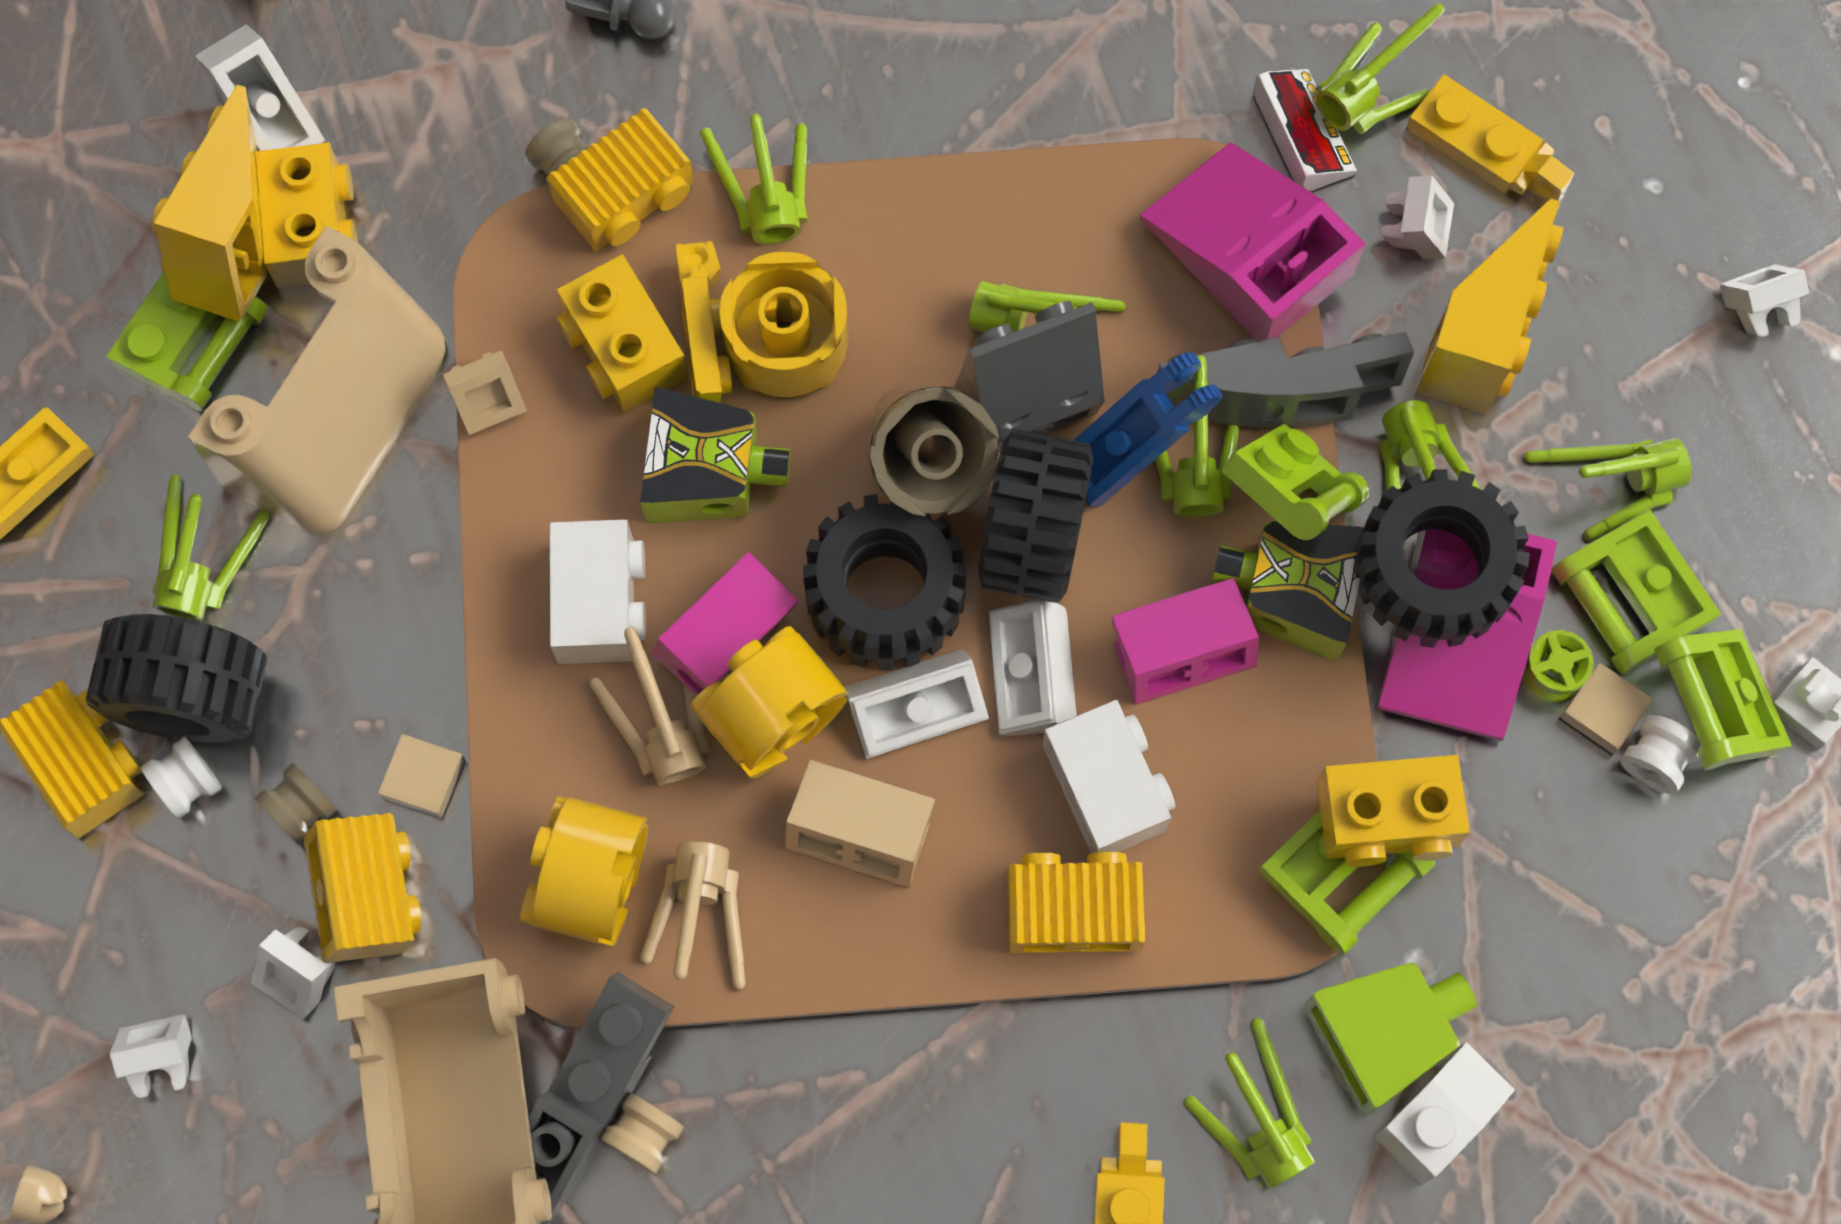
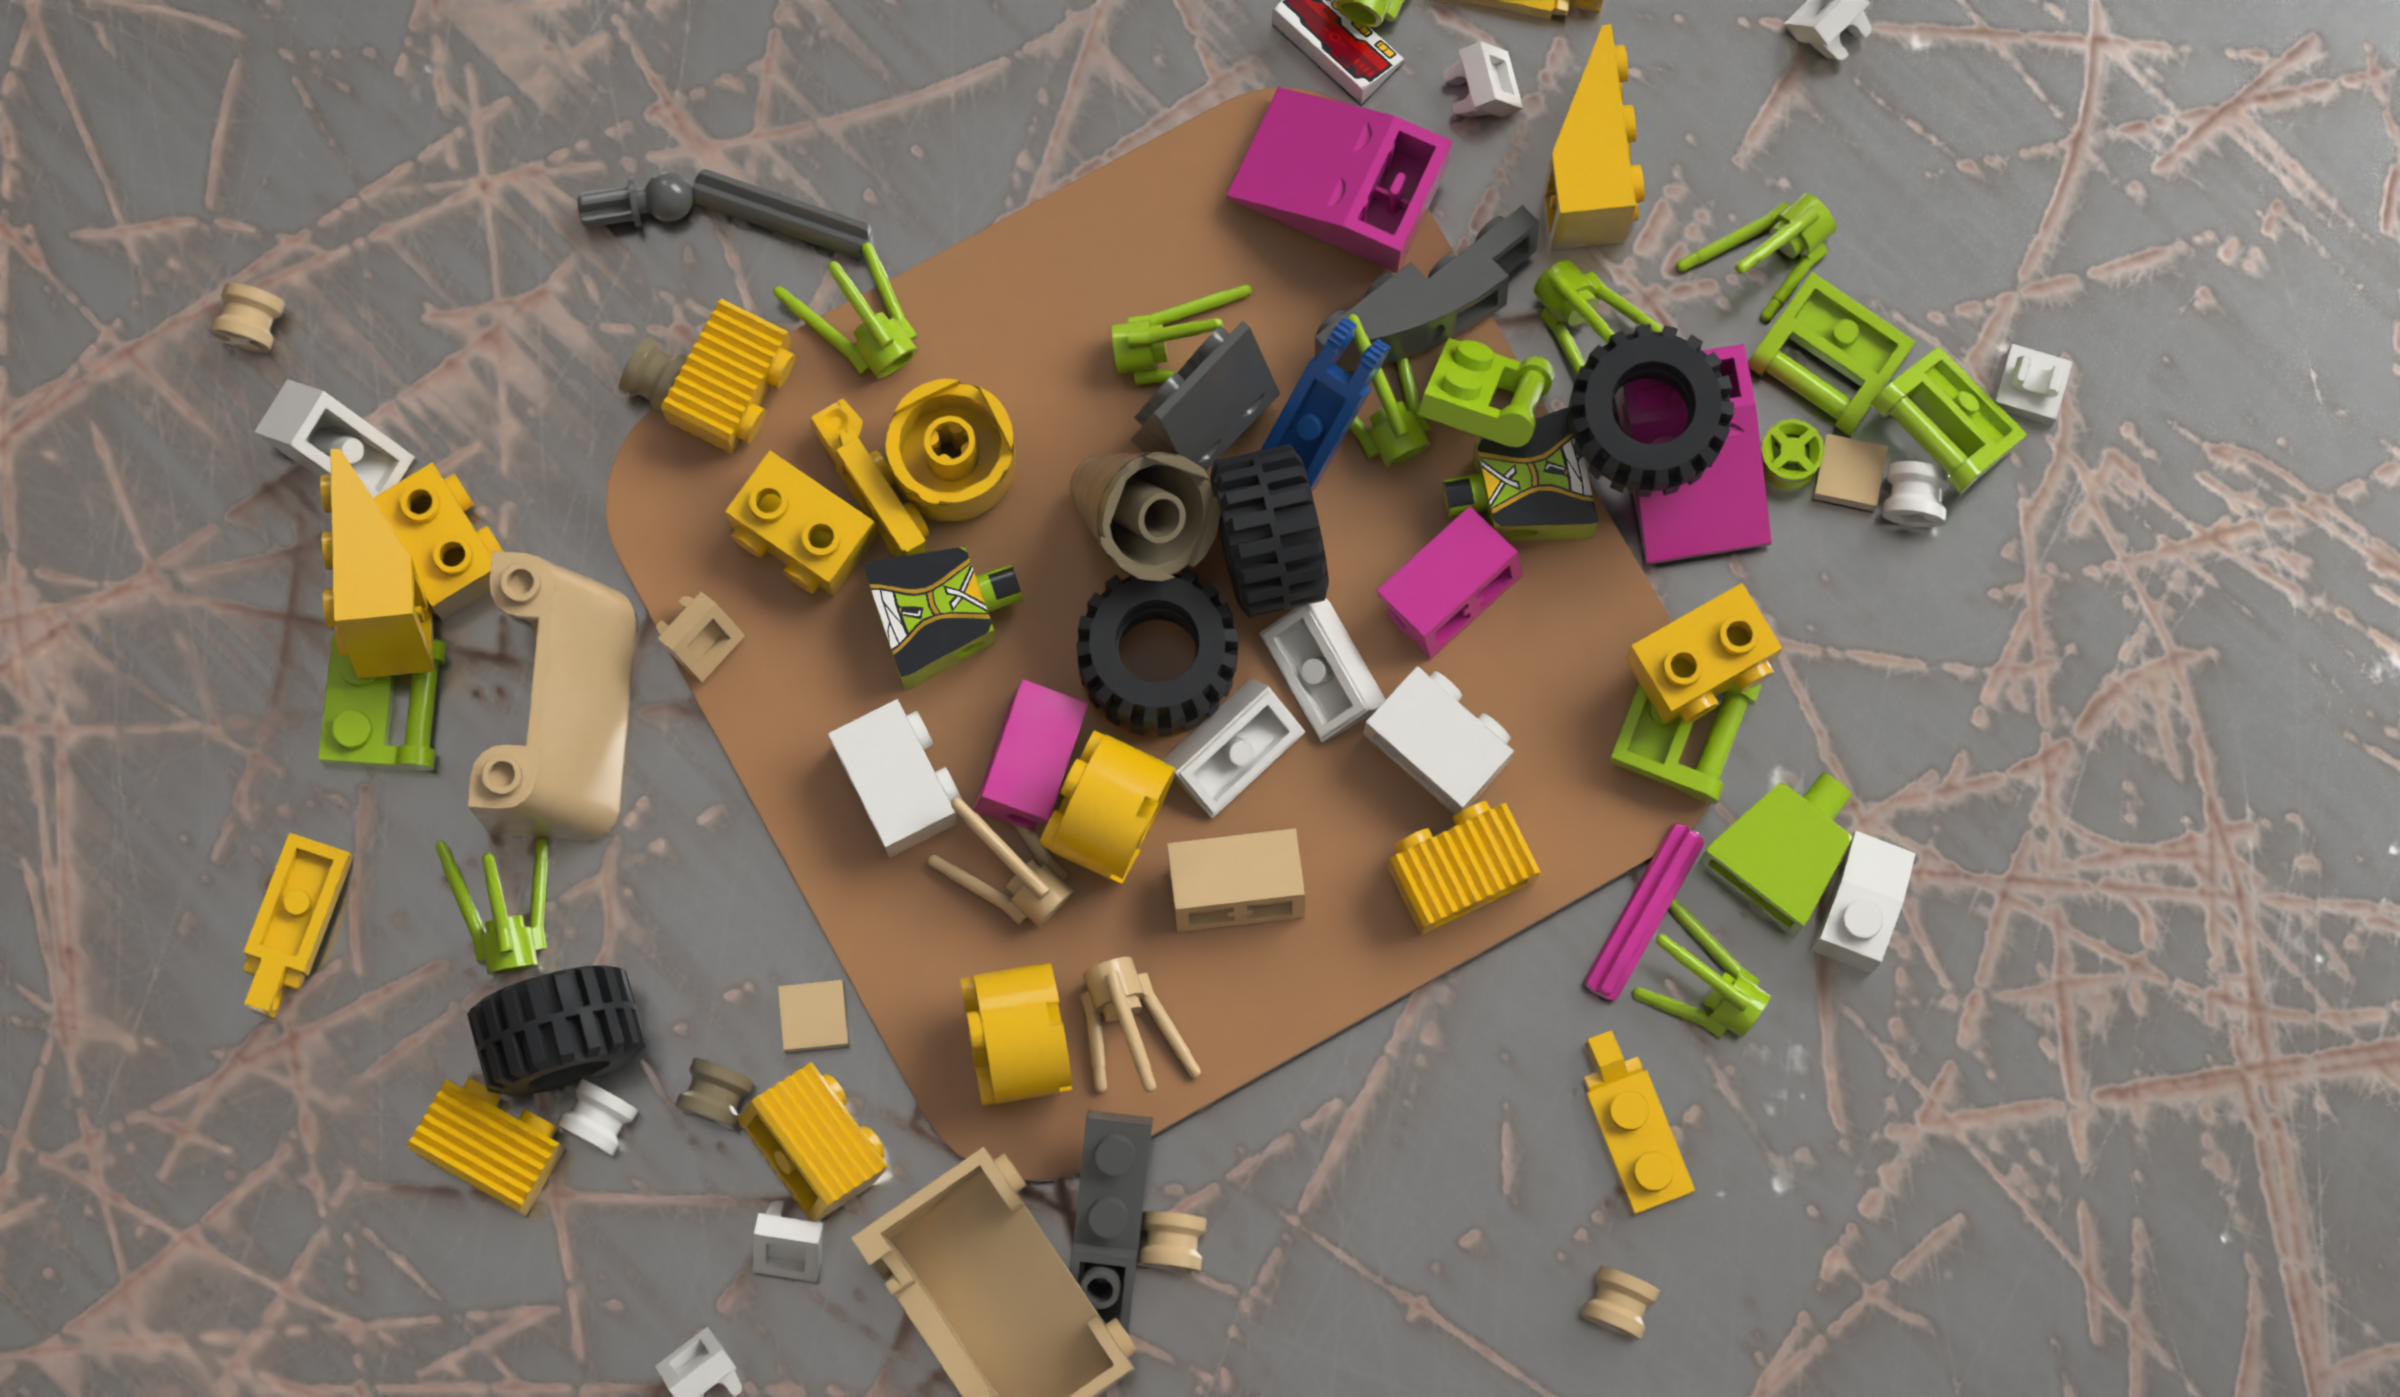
camera: 25 degrees left, 5 degrees up
(741, 69) = (780, 213): none -> dark grey axle
(1229, 1027) = (1644, 911): none -> dark pink axle

